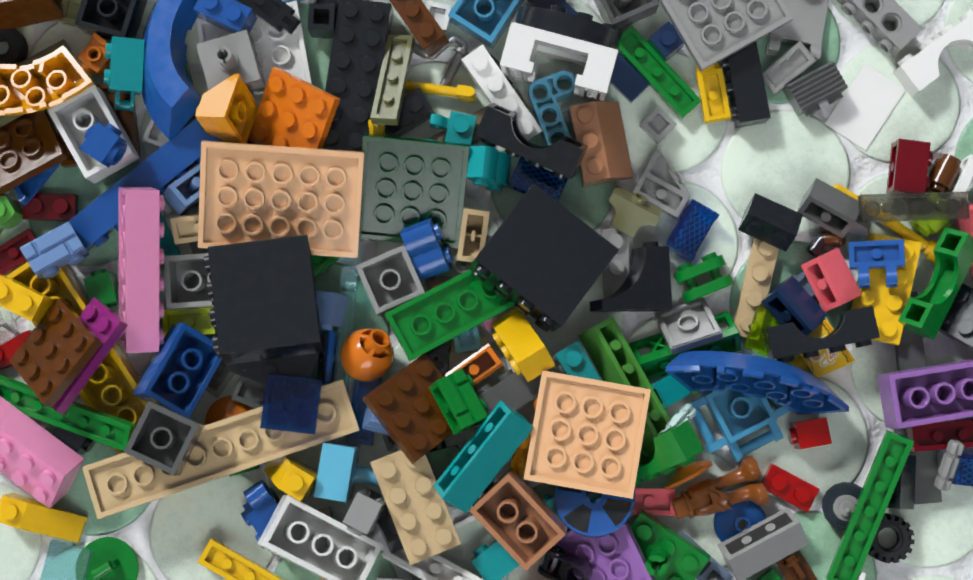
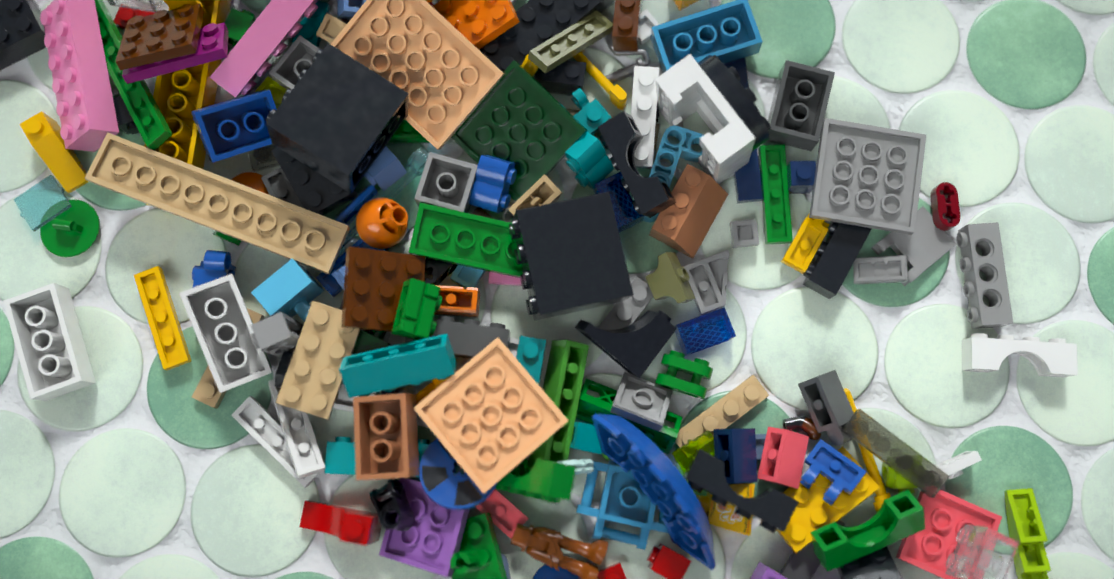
camera: 35 degrees right, 5 degrees down
(163, 438) = (178, 157): dark grey brick -> none
(291, 404) = (293, 211): clear blue plate -> none
(292, 476) = (251, 268): yellow slope -> none
(521, 344) = (500, 310): yellow brick -> none
(687, 473) = (546, 510): orange dish -> none
(770, 222) = (771, 374): black brick -> none
(815, 89) = (889, 303): dark grey brick -> none
(865, 106) = (918, 349): white sticker -> none
(909, 167) = (917, 420): dark red brick -> none
(944, 173) = (941, 448): reddish brown brick -> none

